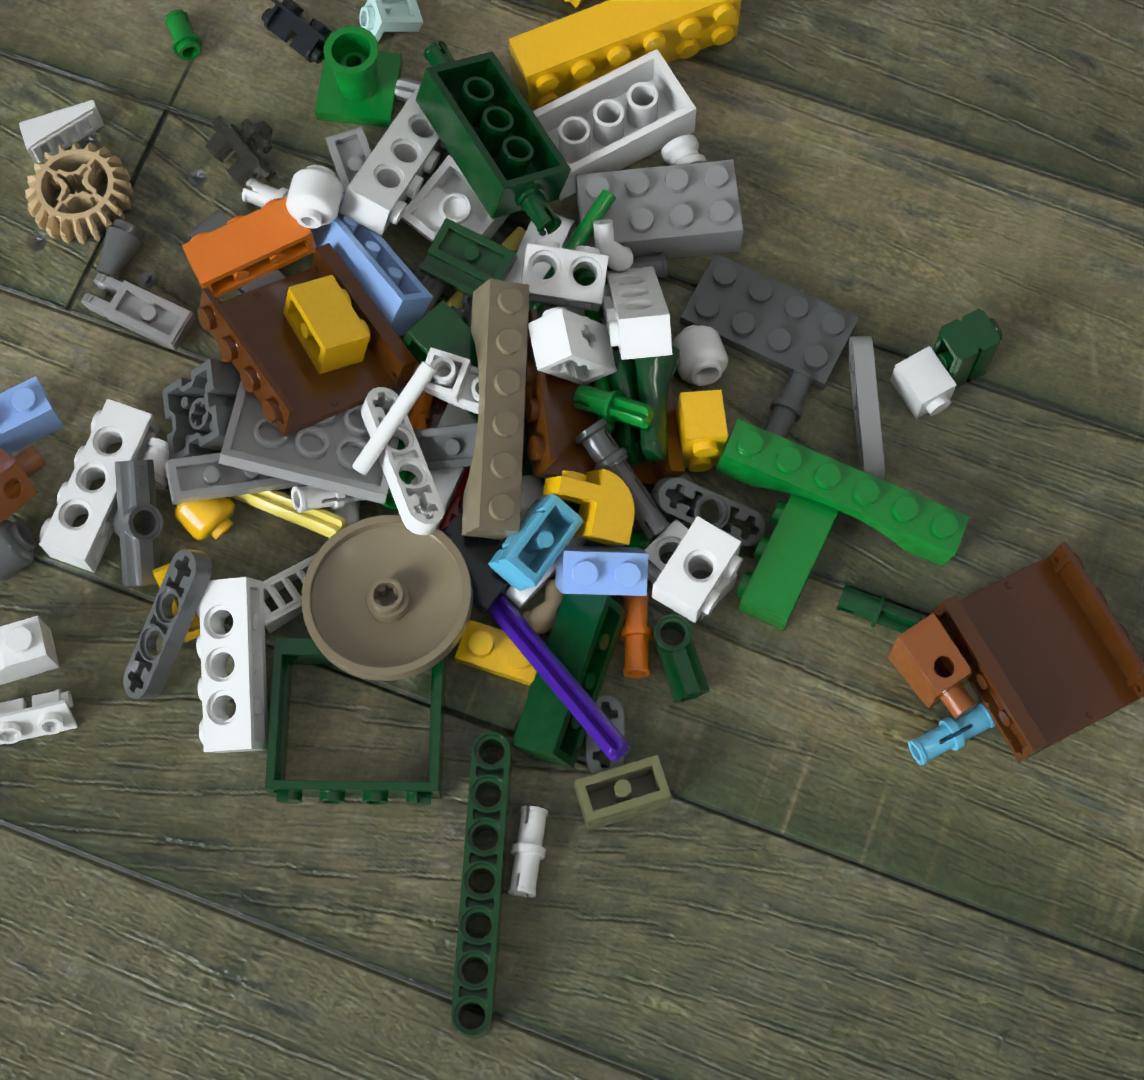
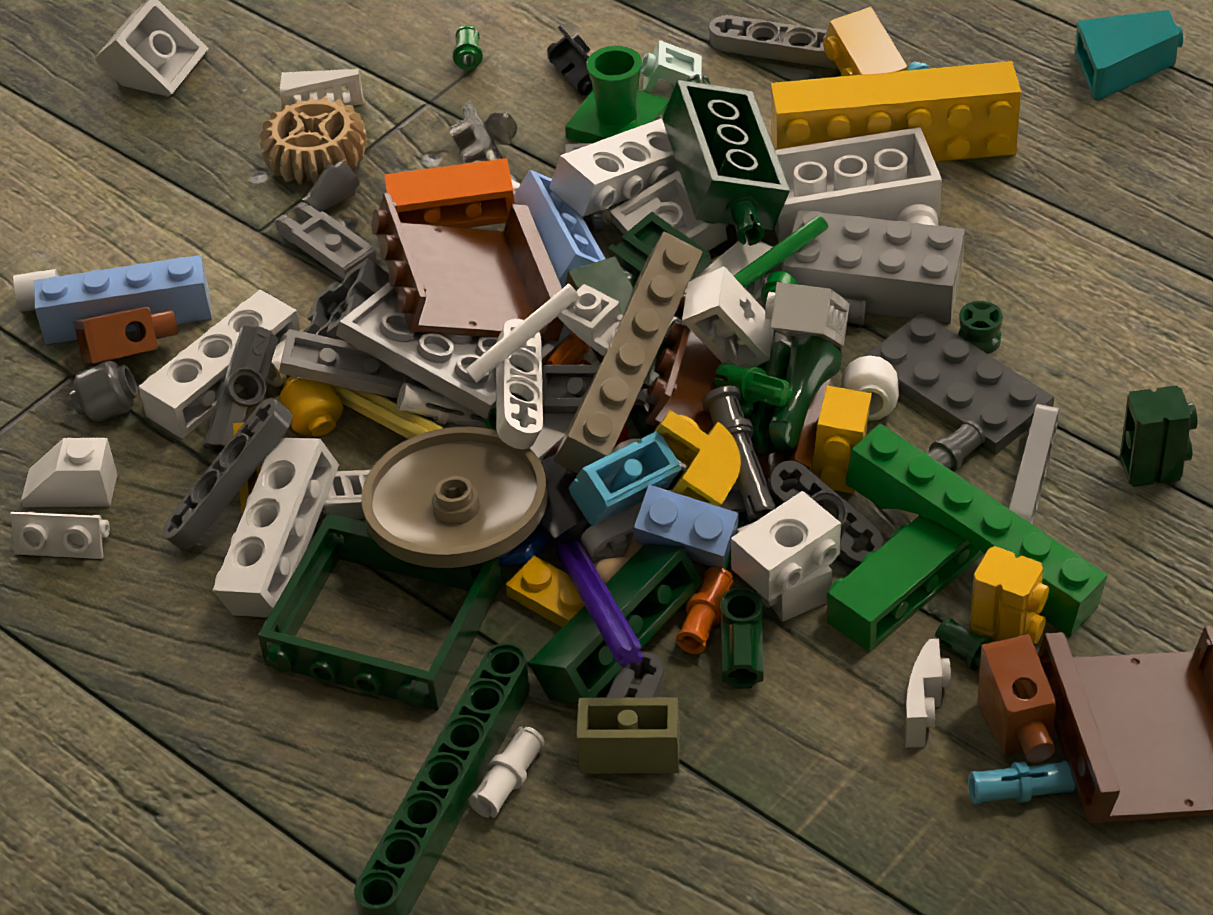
camera: 20 degrees right, 25 degrees down
(314, 196) = (527, 158): white head -> none
(326, 324) = (494, 261): yellow brick -> none
(562, 287) = (751, 262): white brick -> none
(619, 256) = (803, 268): white arm -> none
(772, 247) = (981, 325): none -> dark green wheel
(847, 658) = (925, 692): none -> white slope
(895, 565) = (1008, 596): none -> yellow brick
(923, 383) = (1103, 463): white brick -> none

